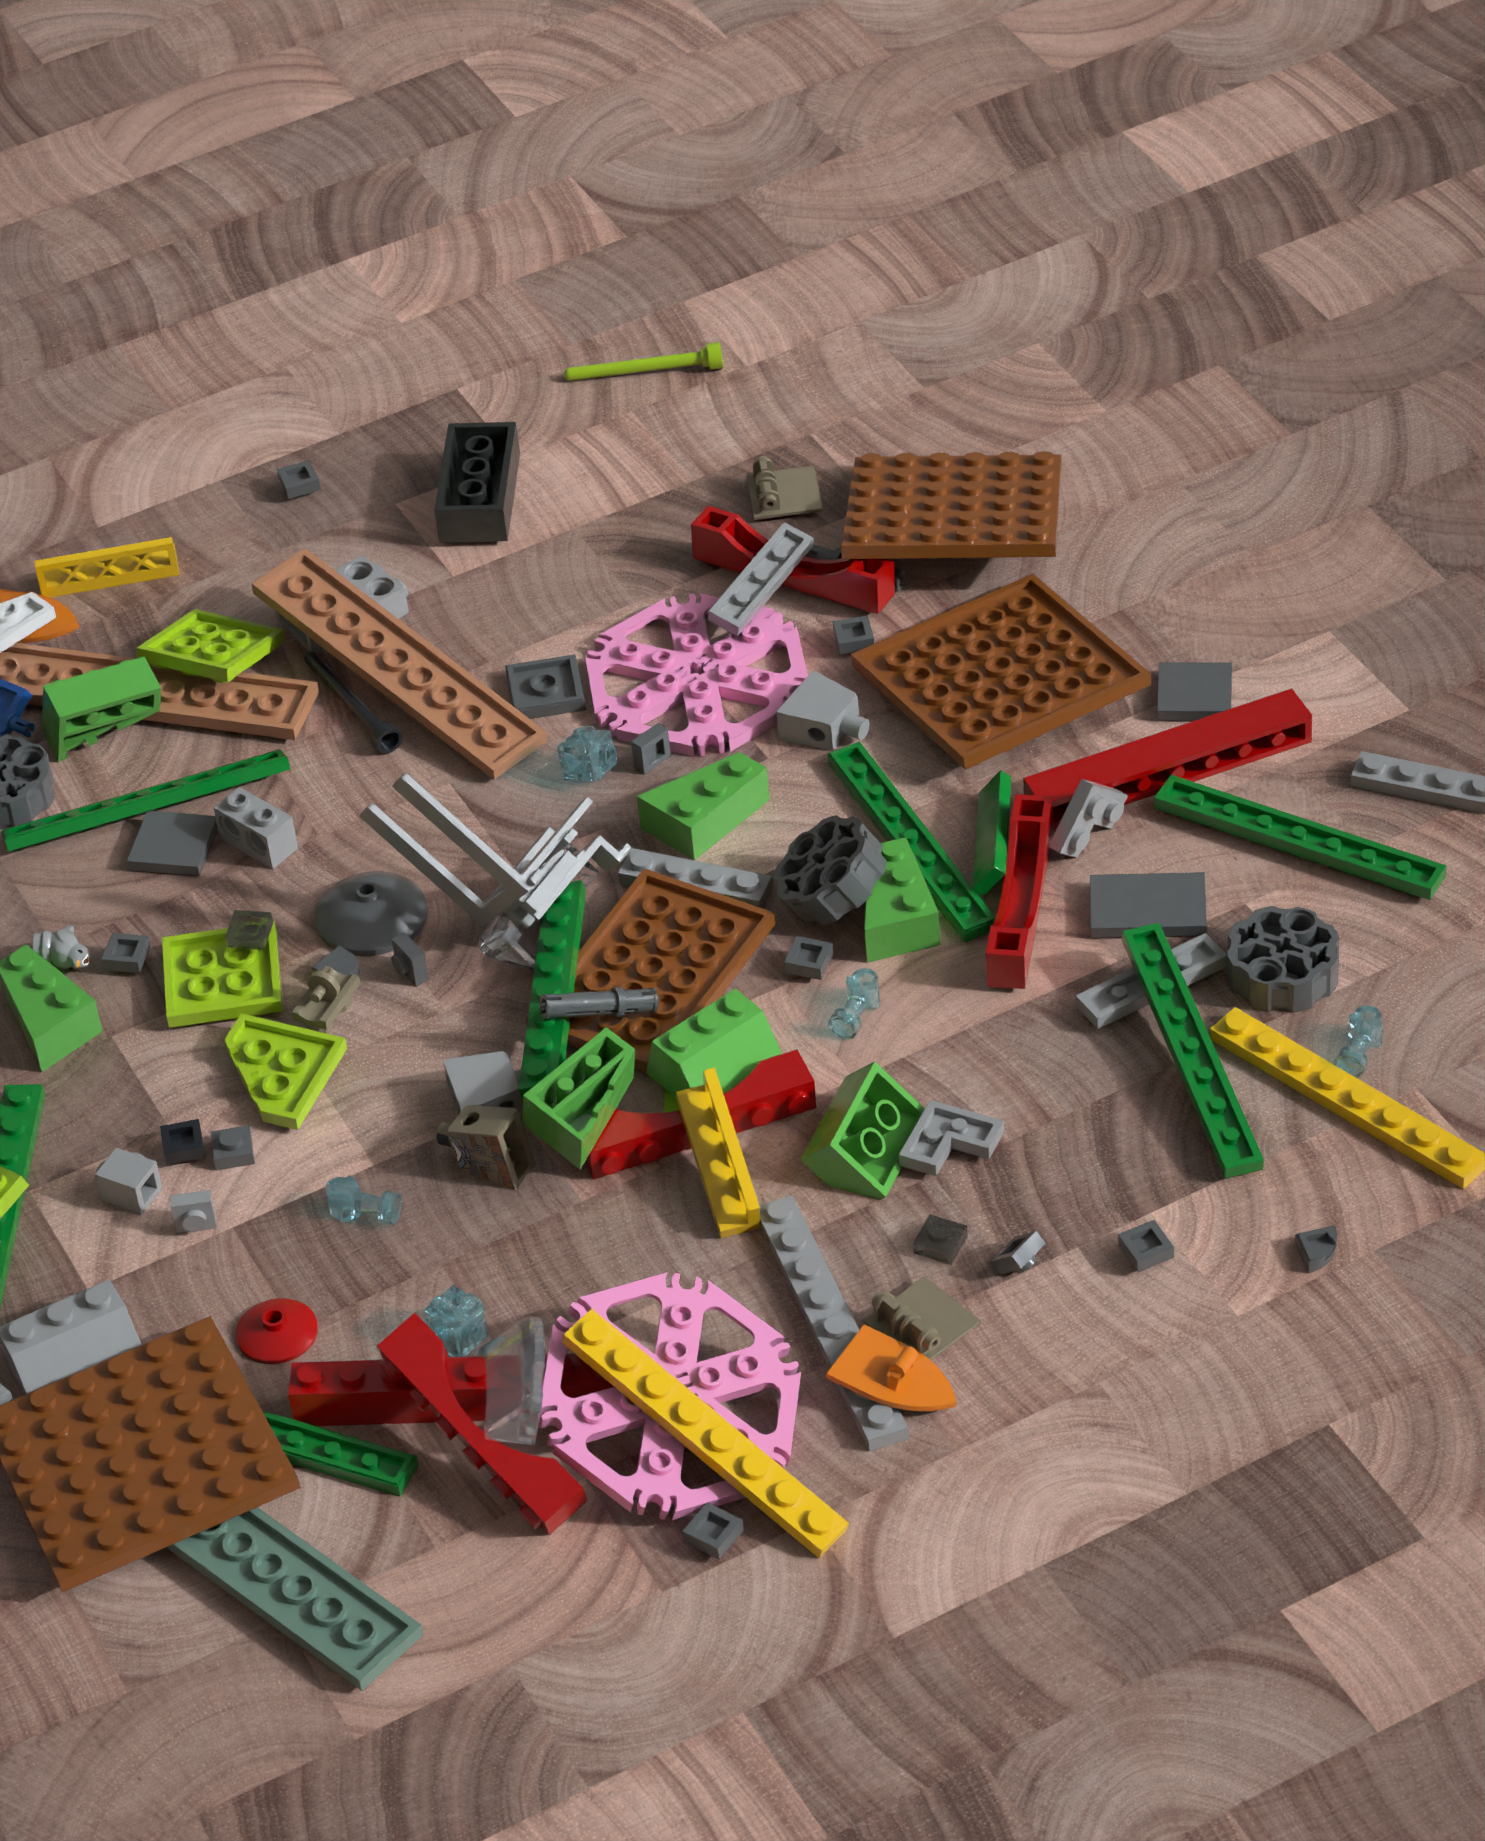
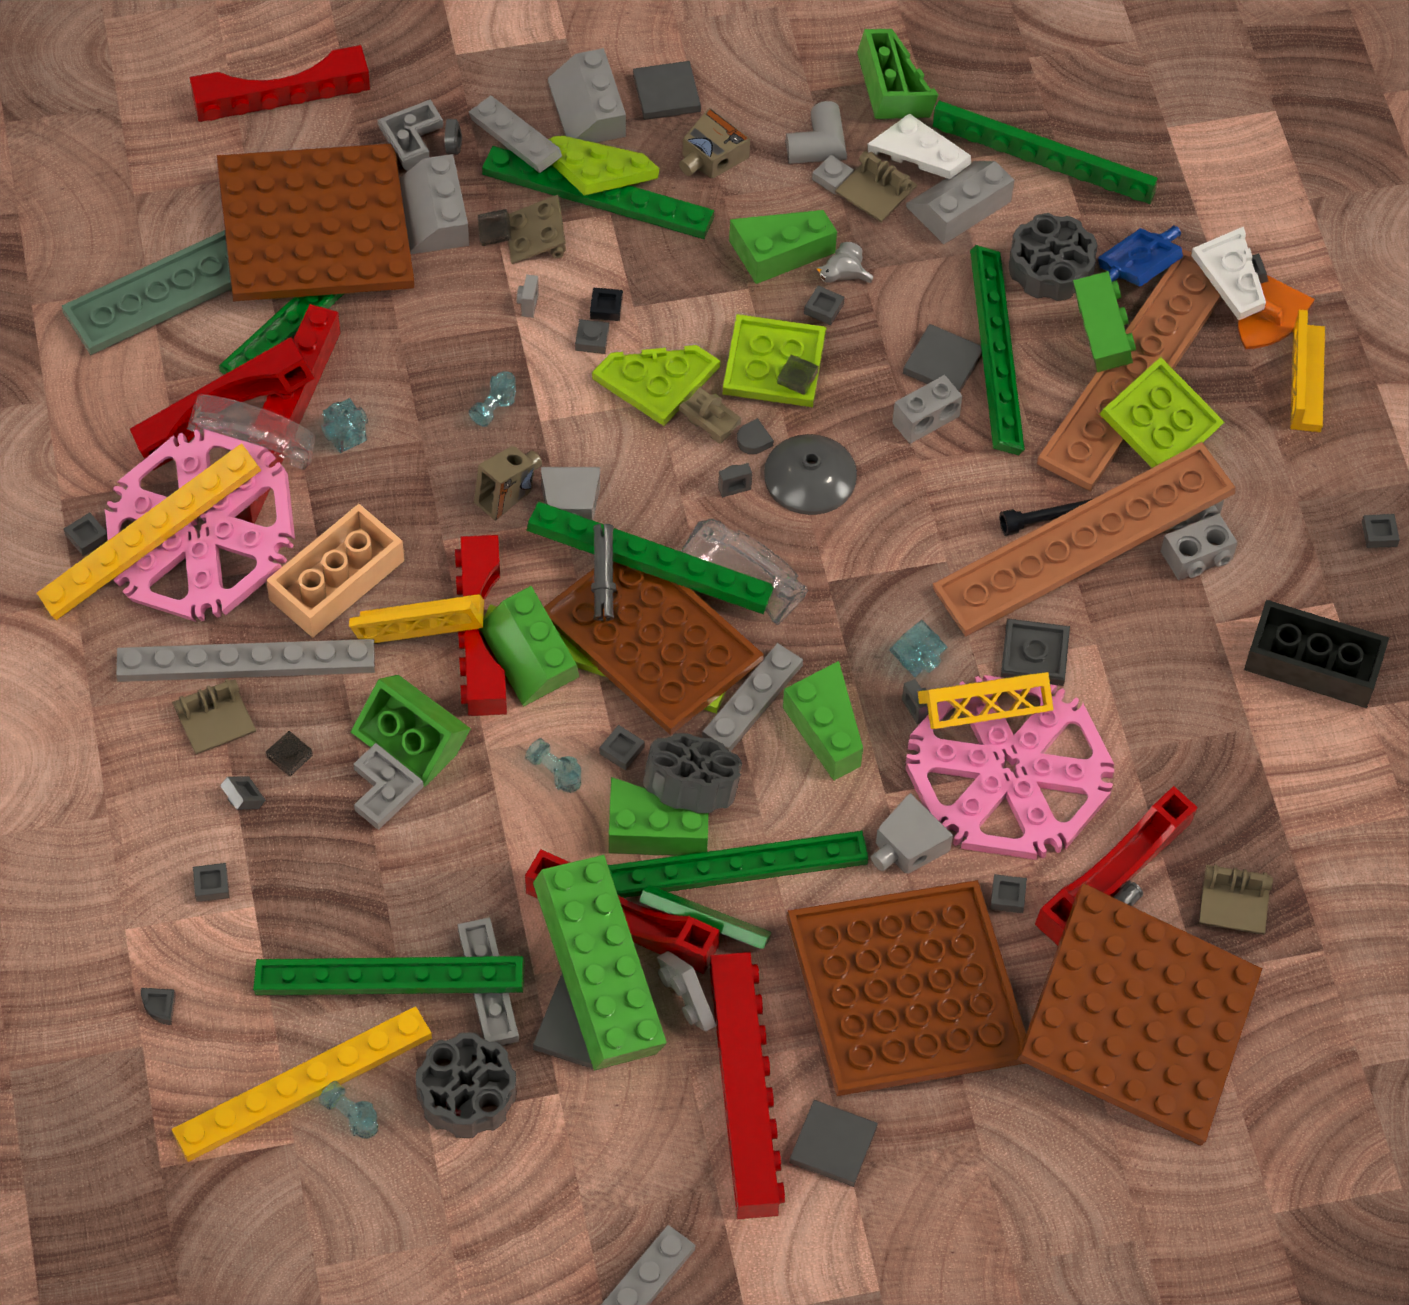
camera: 100 degrees right, 15 degrees up
(83, 1238) = (537, 230): none -> dark tan hinge
(89, 1272) = (494, 227): none -> clear smoke plate
(128, 1180) = (579, 264): light grey brick -> none
(276, 1331) = (404, 340): red dish -> none
(523, 890) = (735, 538): light grey piece -> none
(580, 1096) = (495, 528): bright green wedge -> none
(634, 680) = (981, 689): none -> yellow fence
(655, 1237) = (335, 570): none -> light nougat brick
(760, 579) = (1091, 829): light grey plate -> none
(891, 1373) = (164, 674): orange shield -> none
(1097, 872) = (599, 962): none -> bright green brick
(1301, 837) = (607, 1155): green plate -> none

